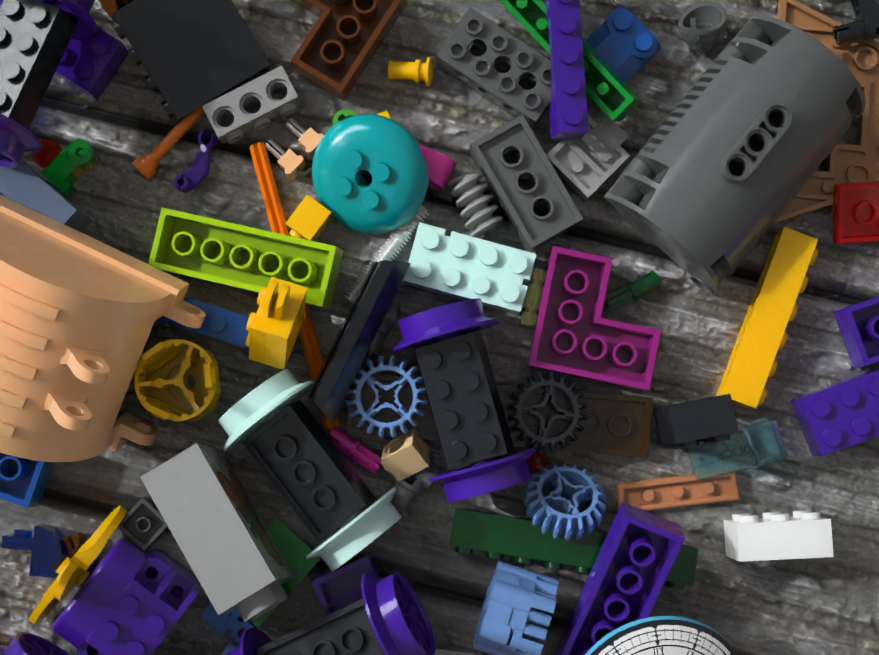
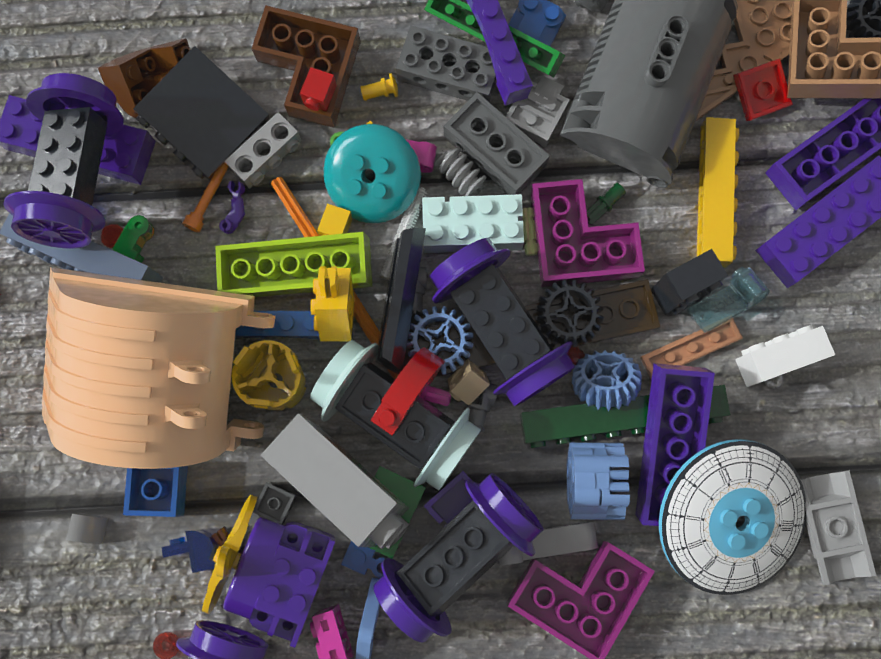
camera: 10 degrees left, 5 degrees down
(289, 160) = (308, 184): light nougat piece -> none
(330, 448) = (406, 389): none -> red arch
(335, 57) = (318, 89): none -> red brick

